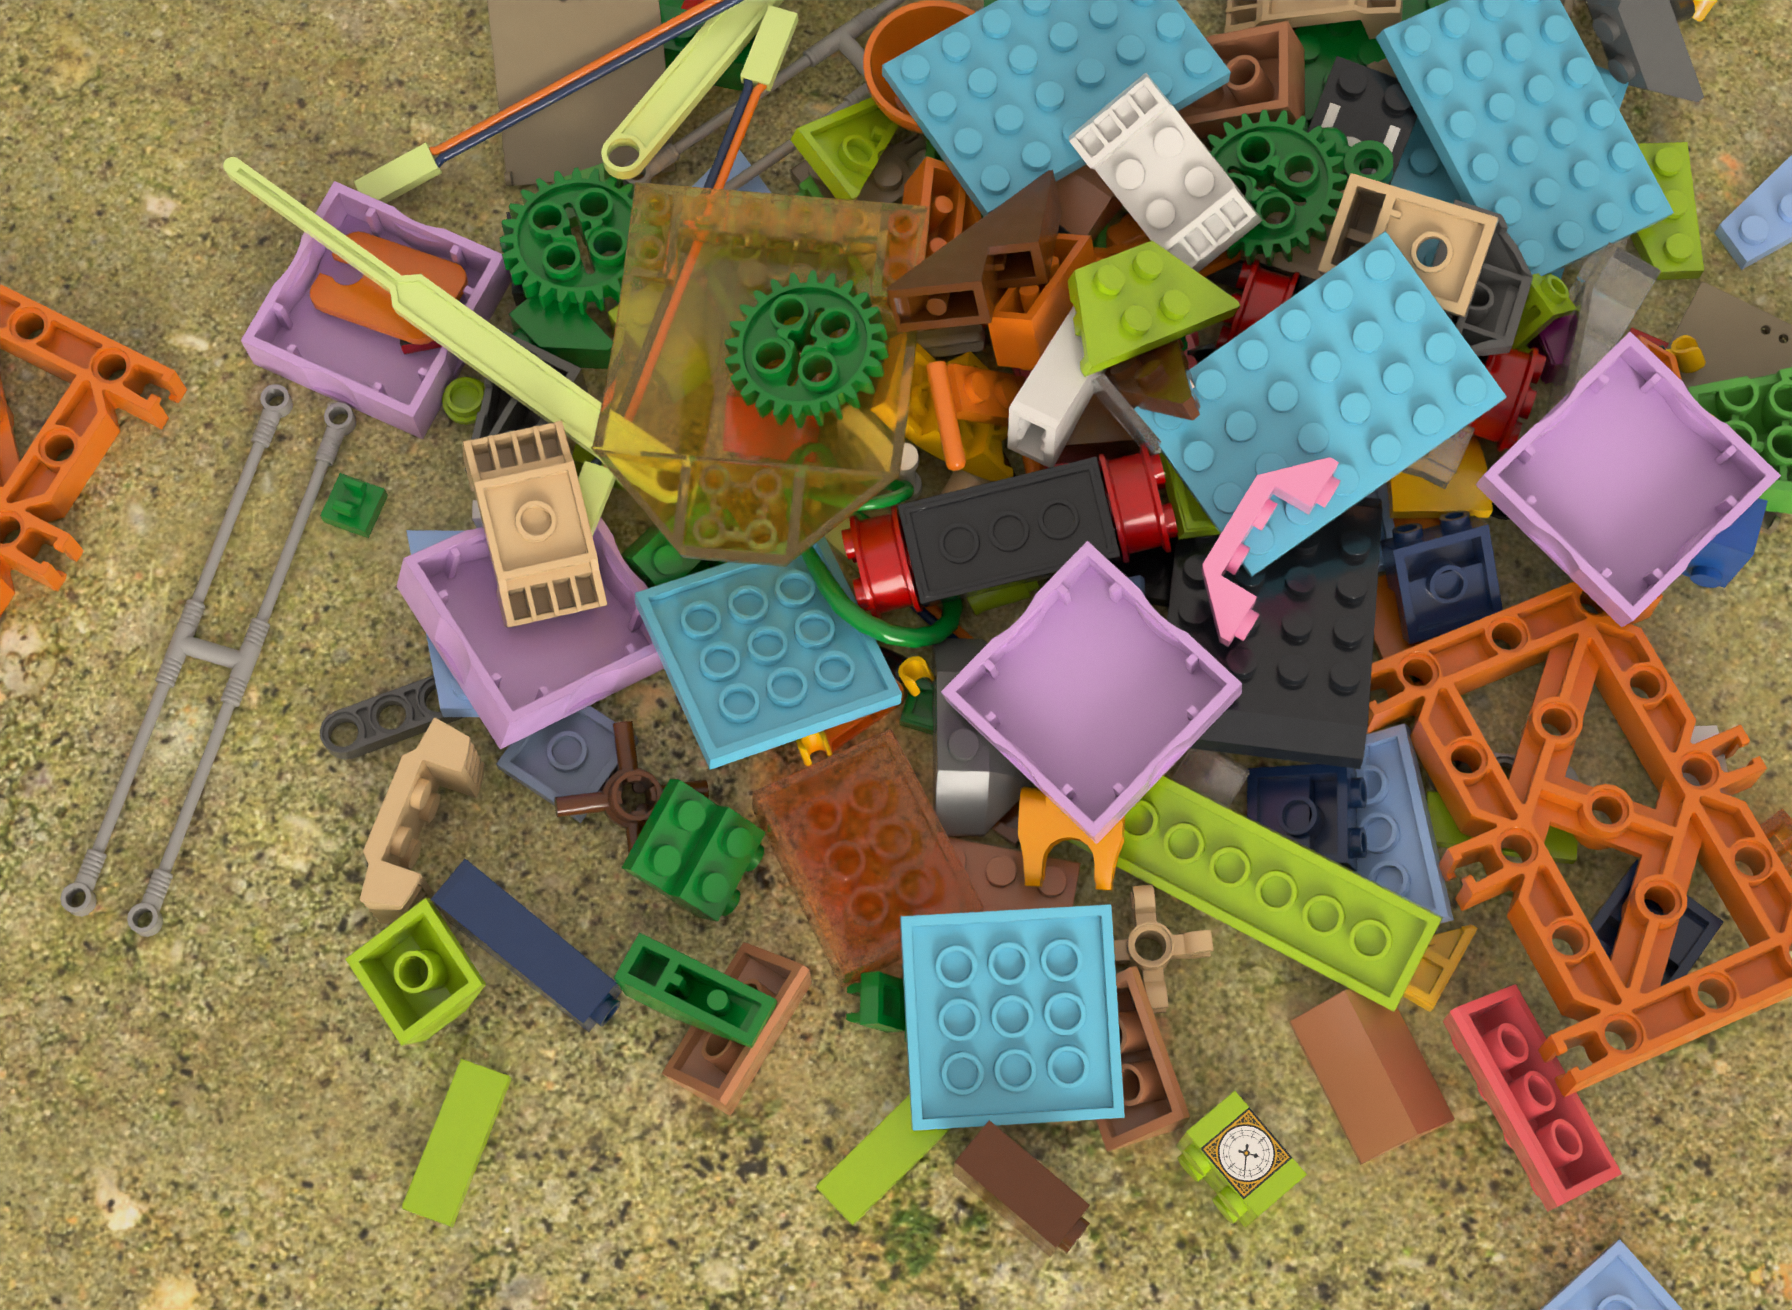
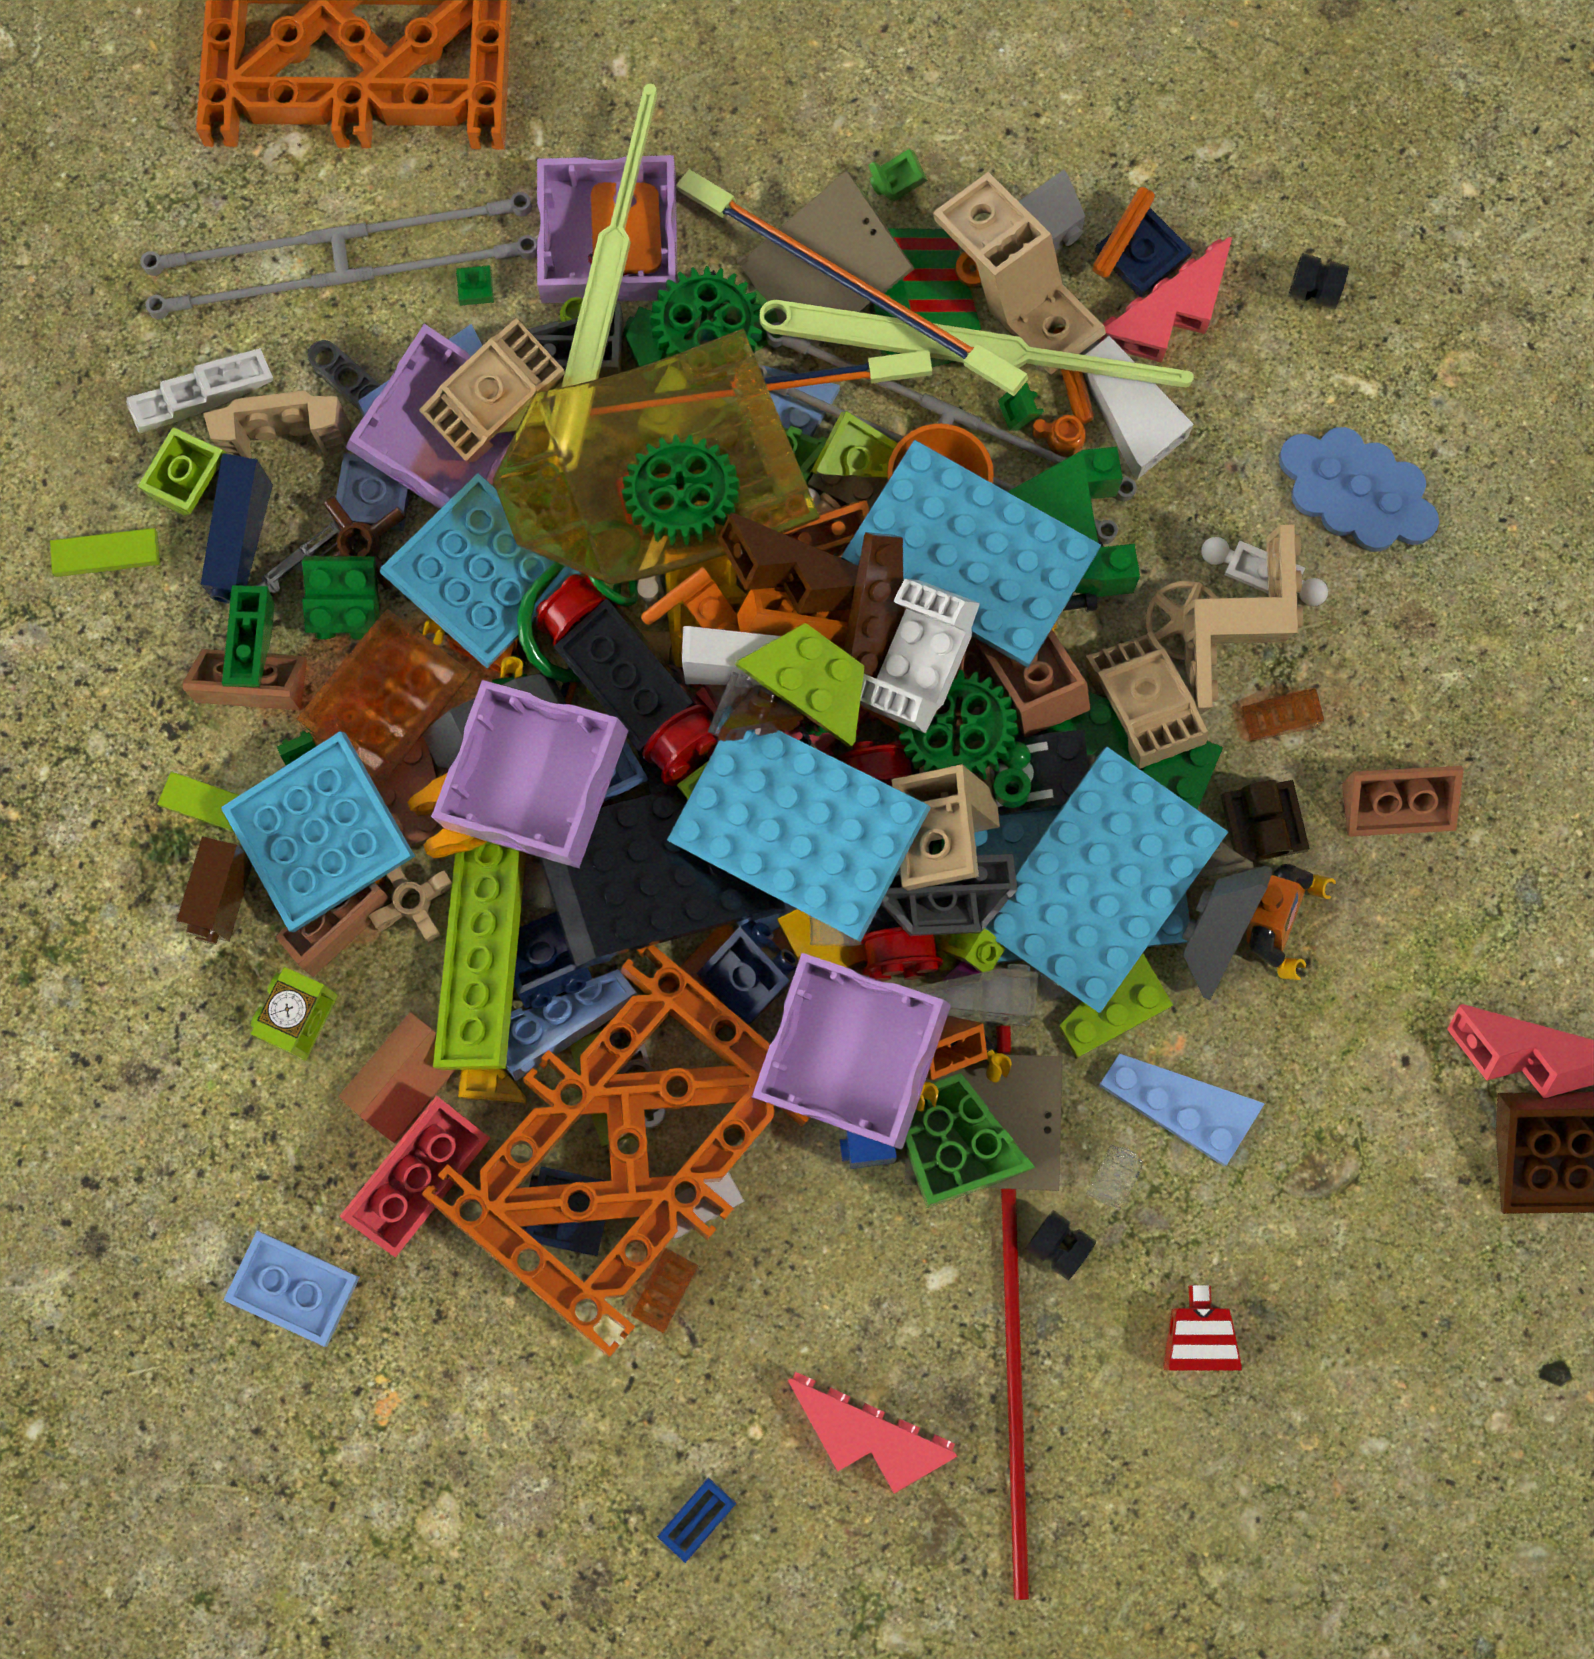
camera: 65 degrees right, 5 degrees up
(299, 915) = (200, 391): none -> white slope
(607, 888) = (294, 561): none -> light grey piece
(1070, 190) = (873, 613): none -> reddish brown wing
(1298, 486) = (631, 828): bright pink slope -> none

